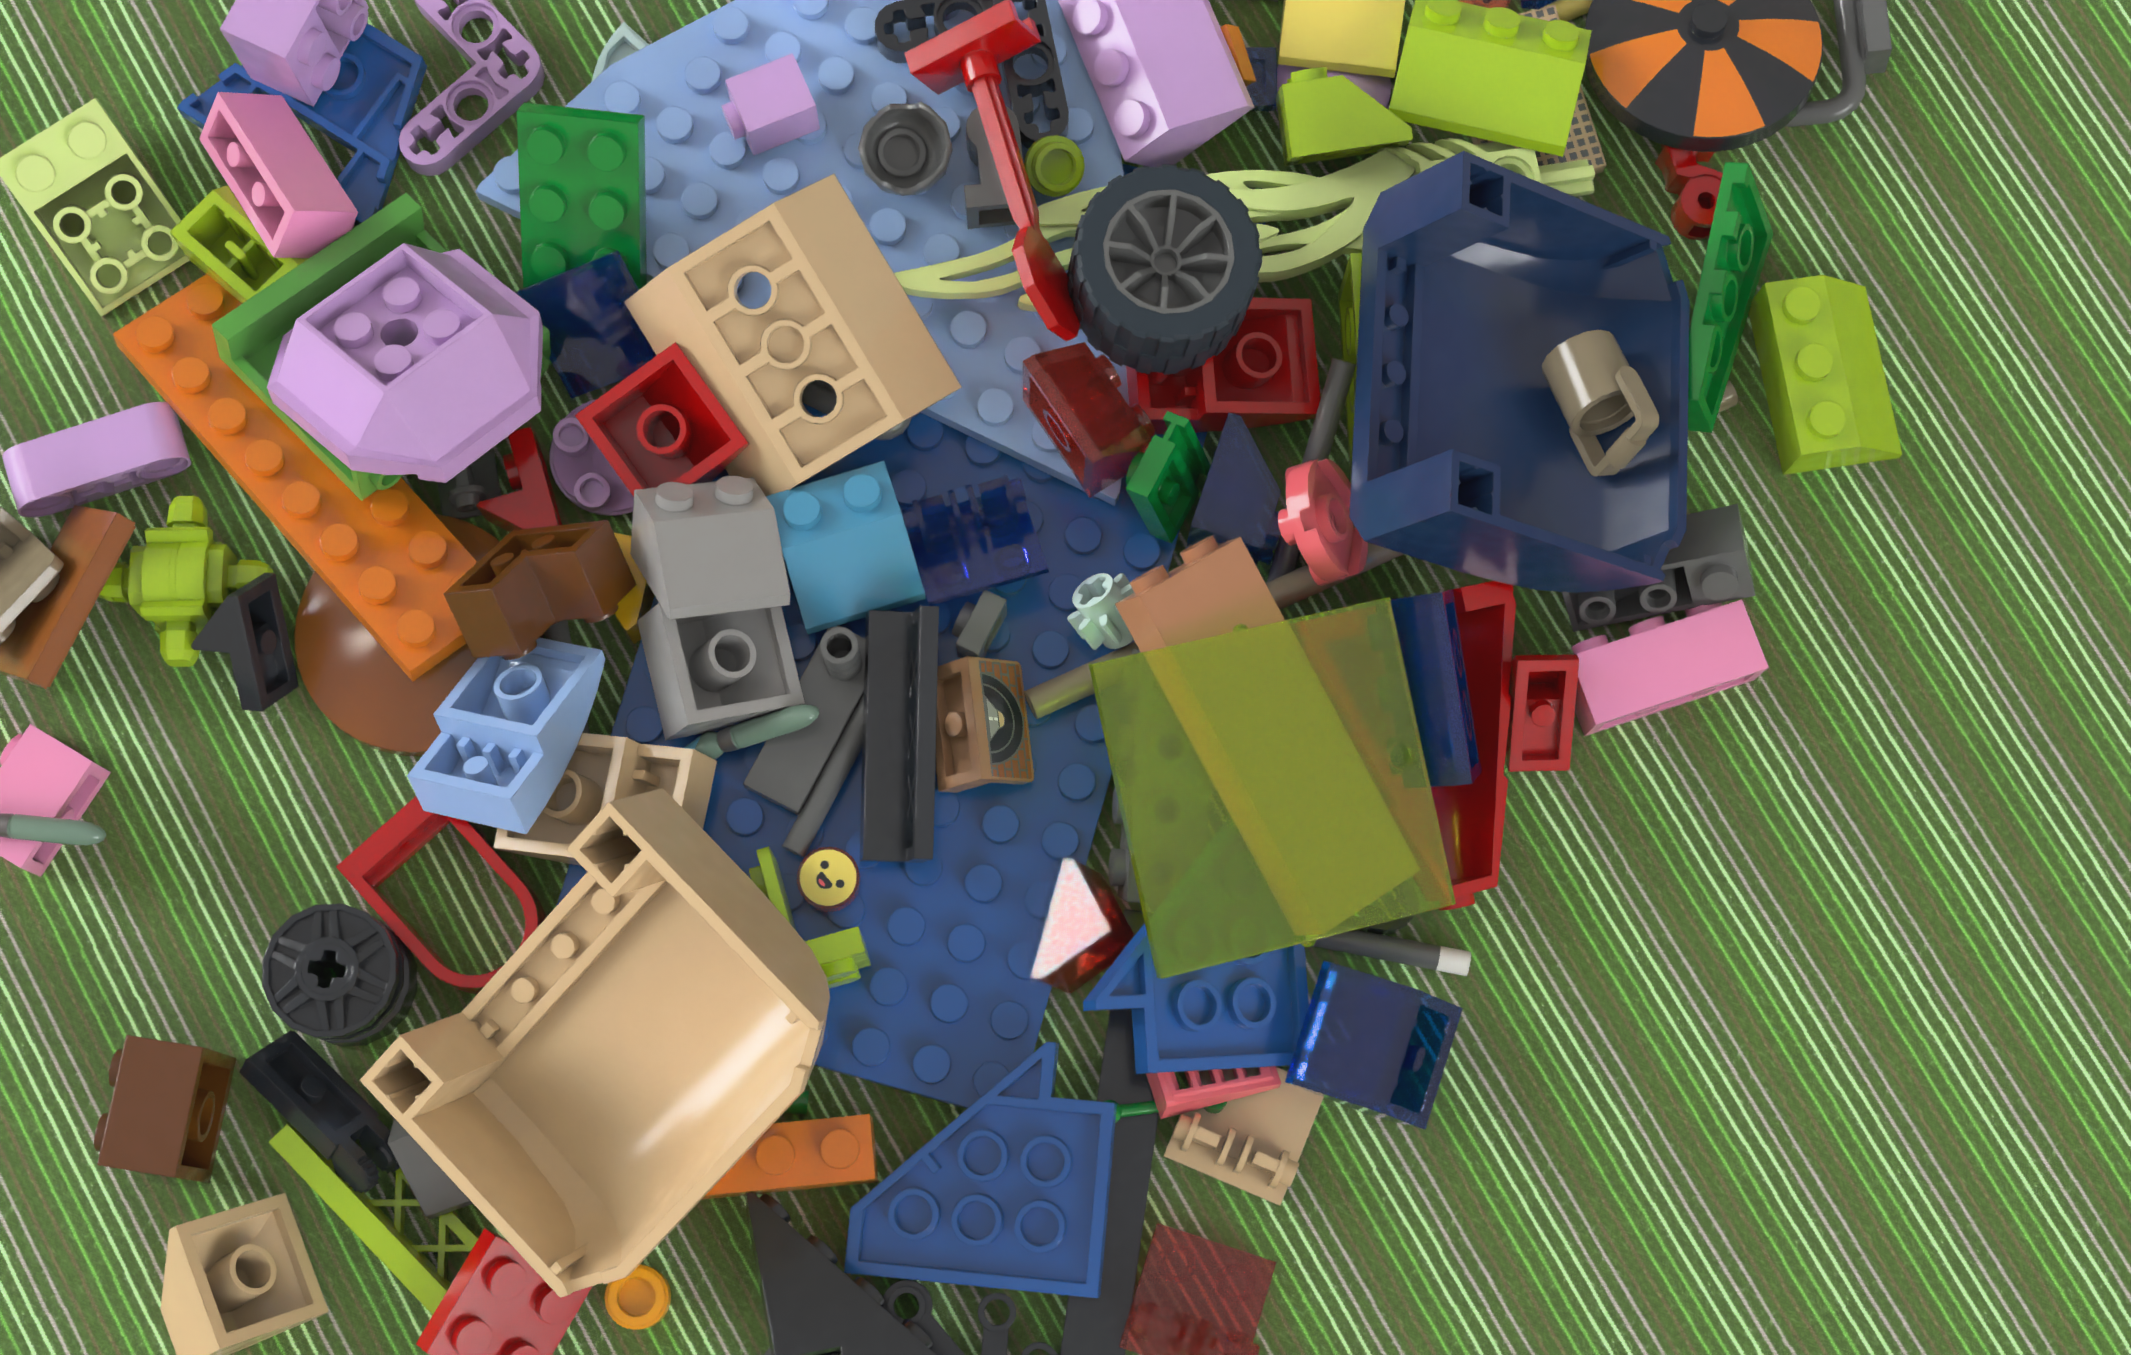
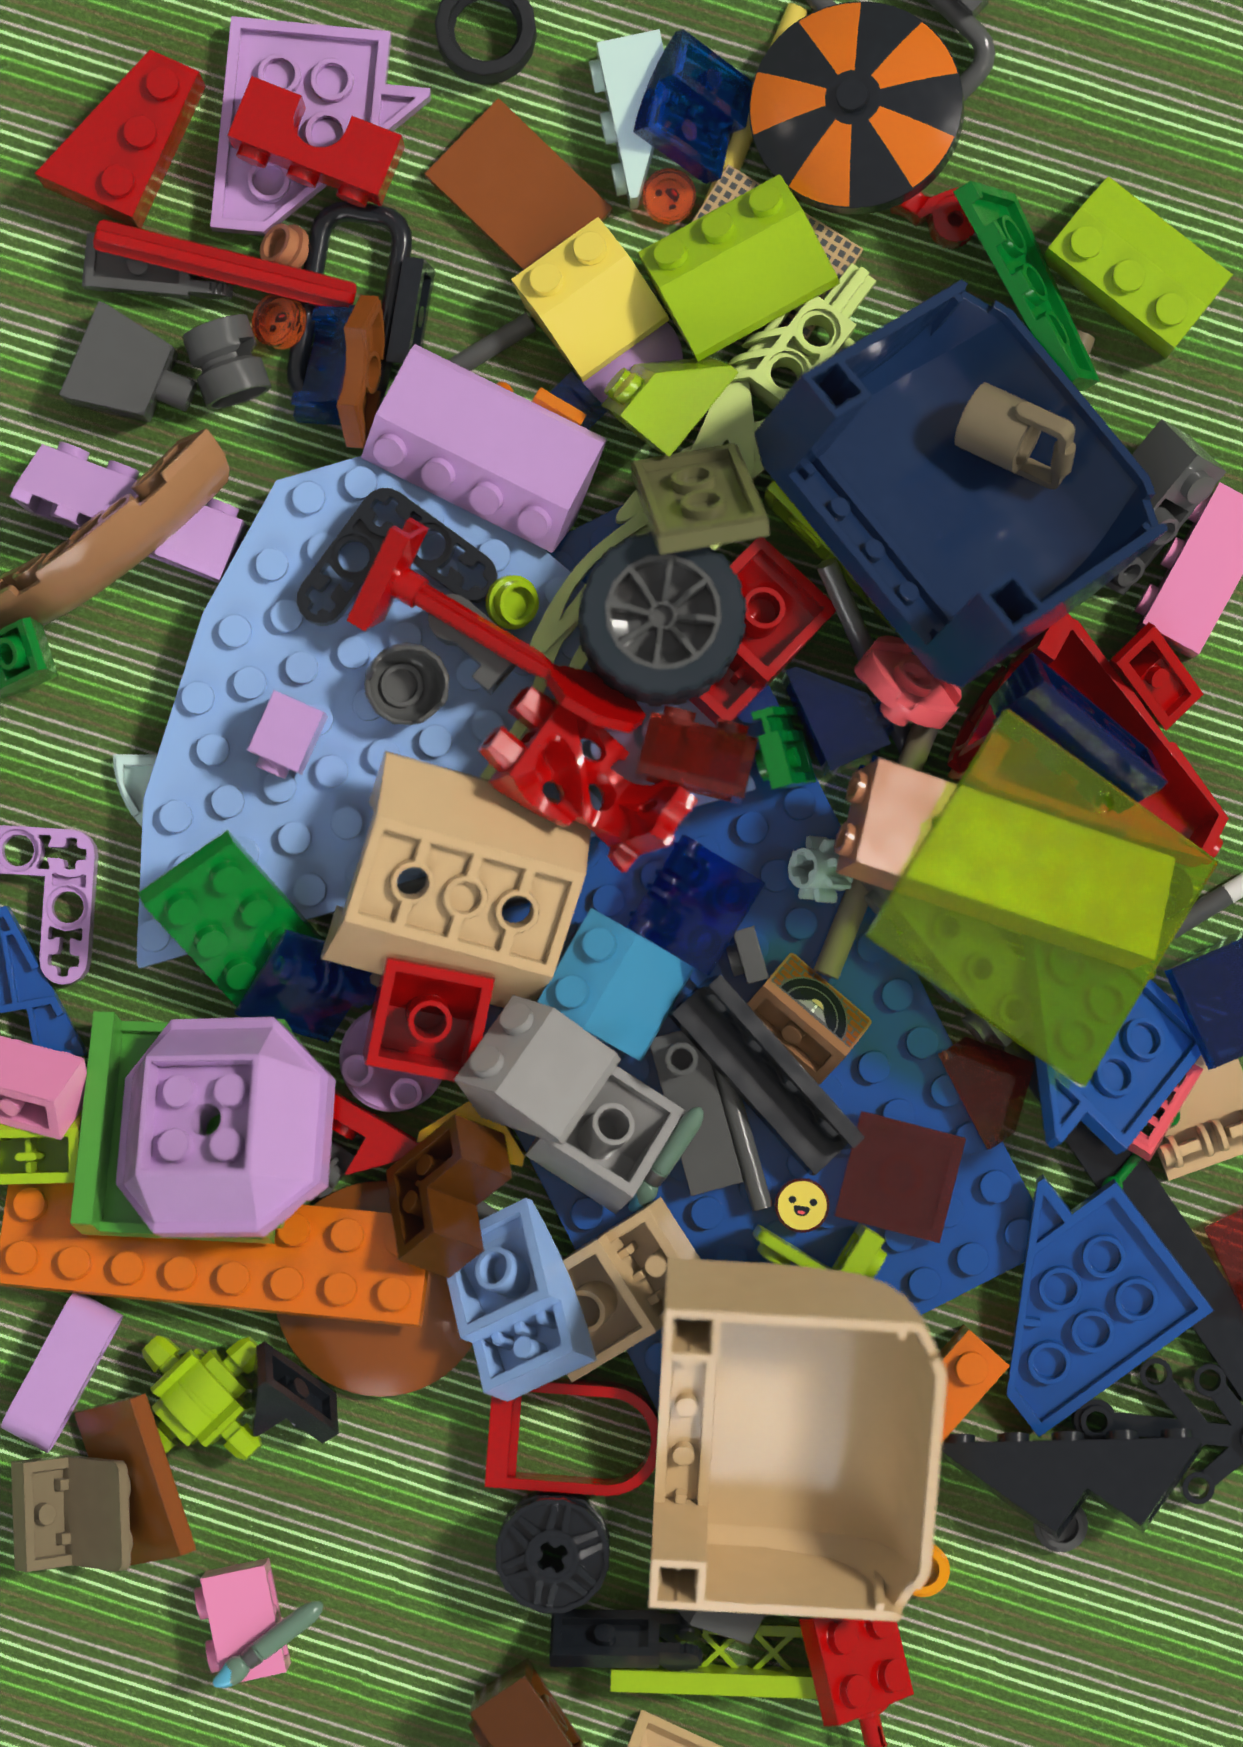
camera: 35 degrees left, 10 degrees up
(934, 932) = (900, 1177): none -> clear red tile
(969, 299) = (631, 815): none -> red hips
(1284, 198) = (699, 499): none -> olive tile

